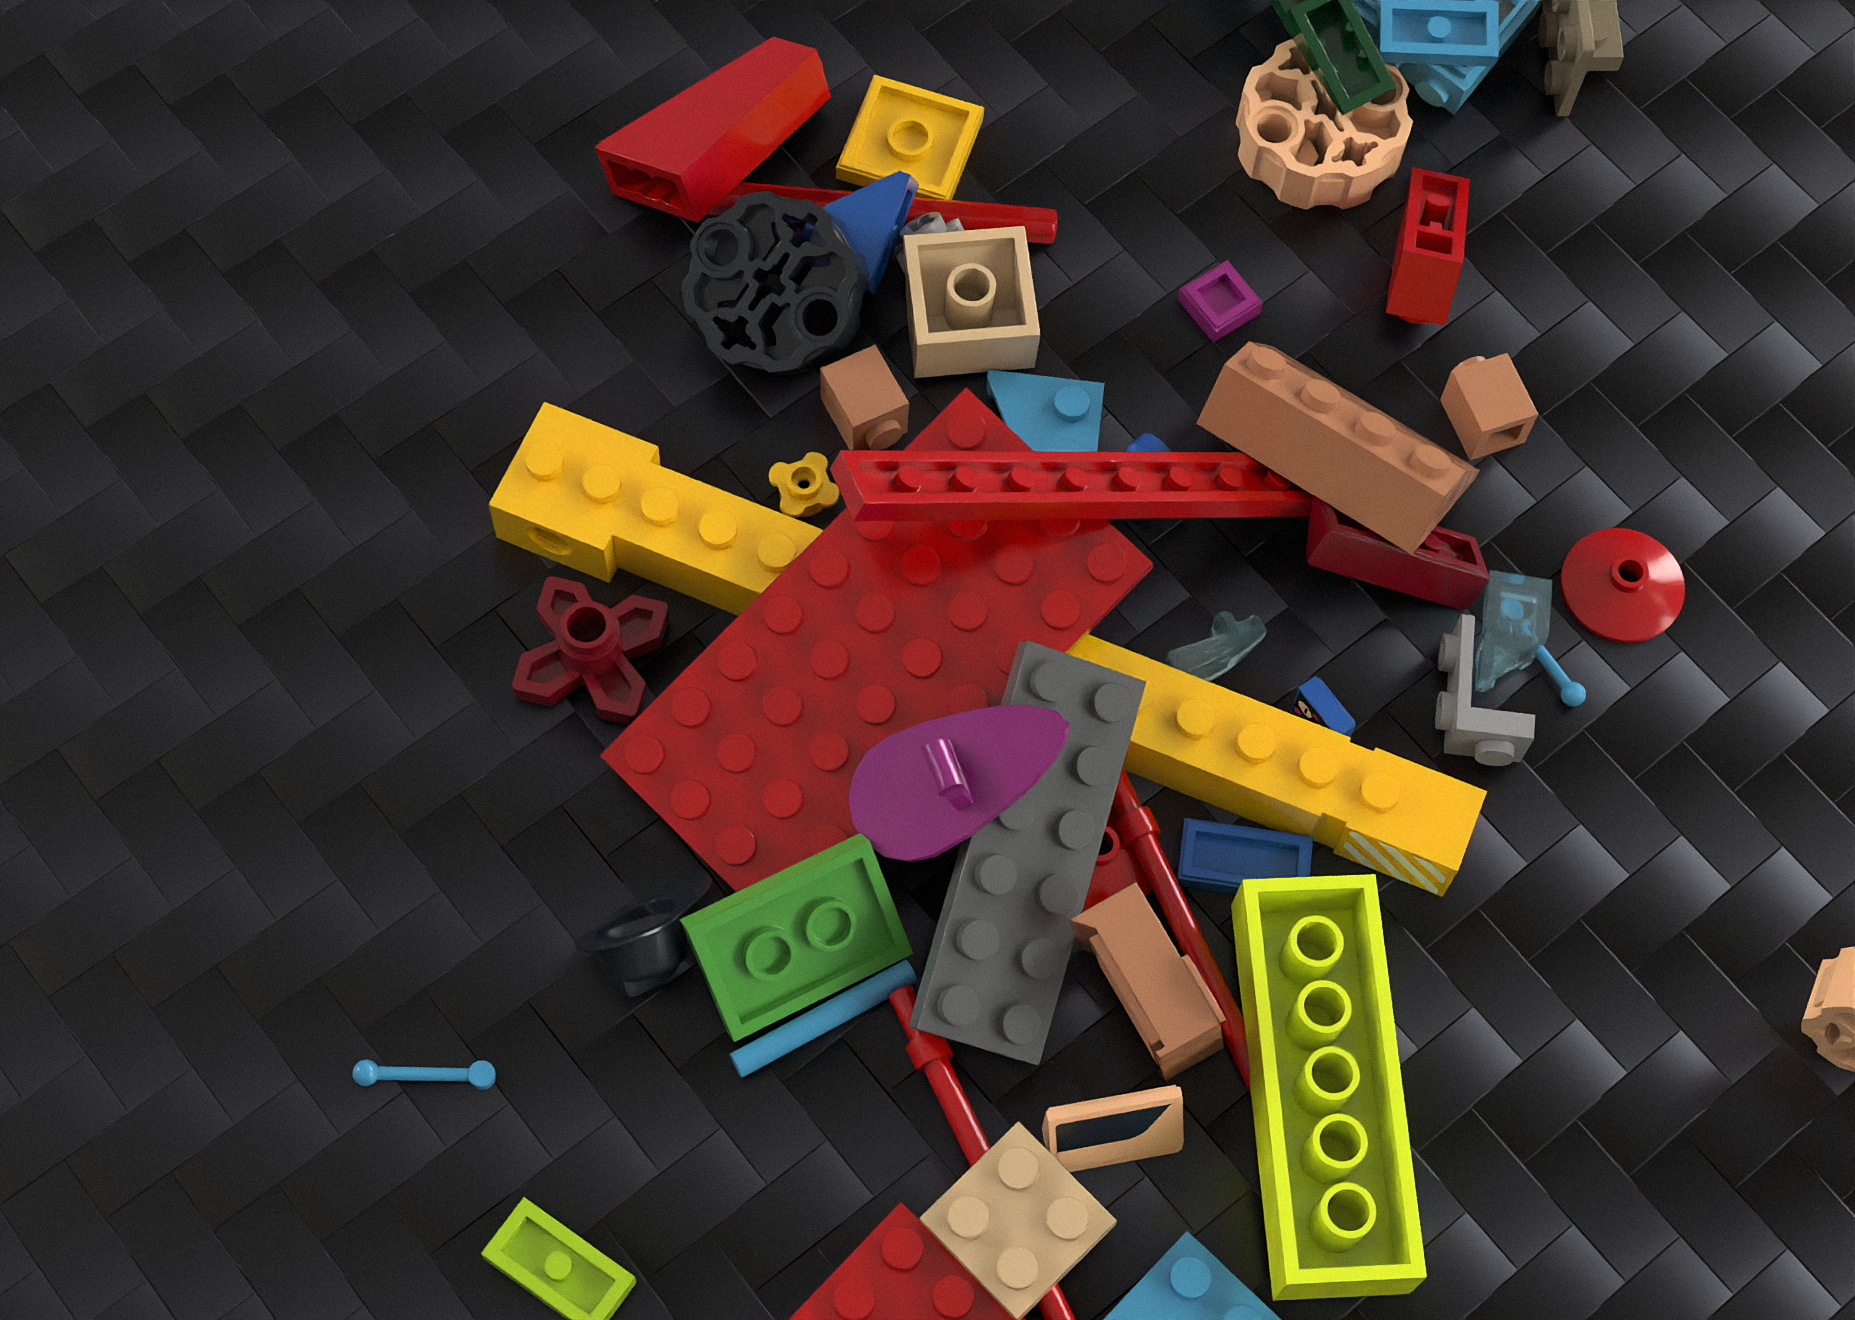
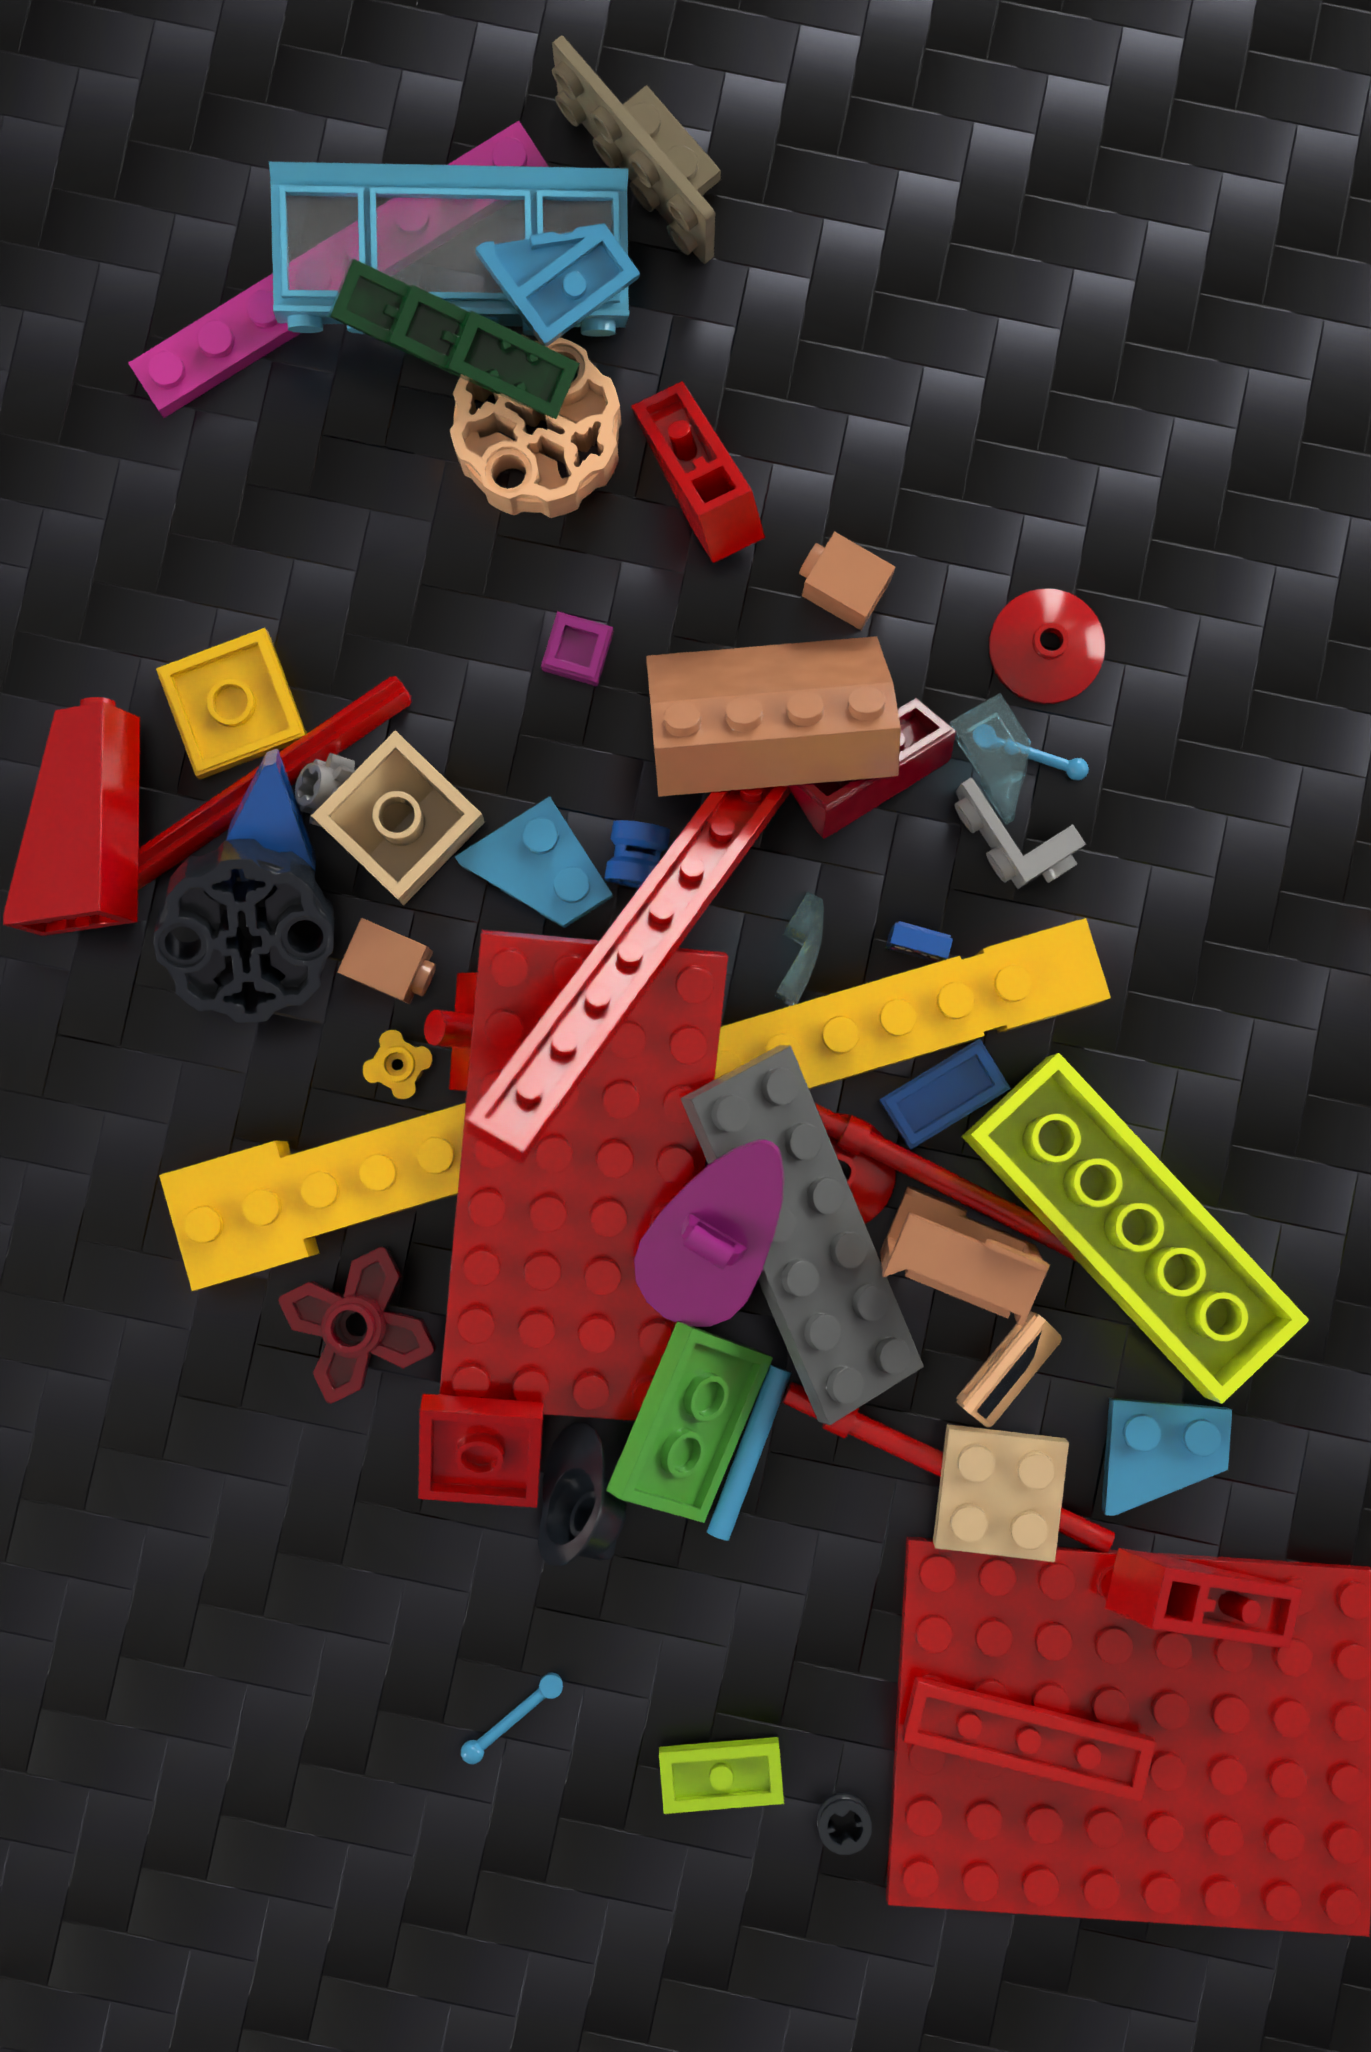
camera: 35 degrees left, 20 degrees up
(601, 818) = (480, 1450): none -> red plate

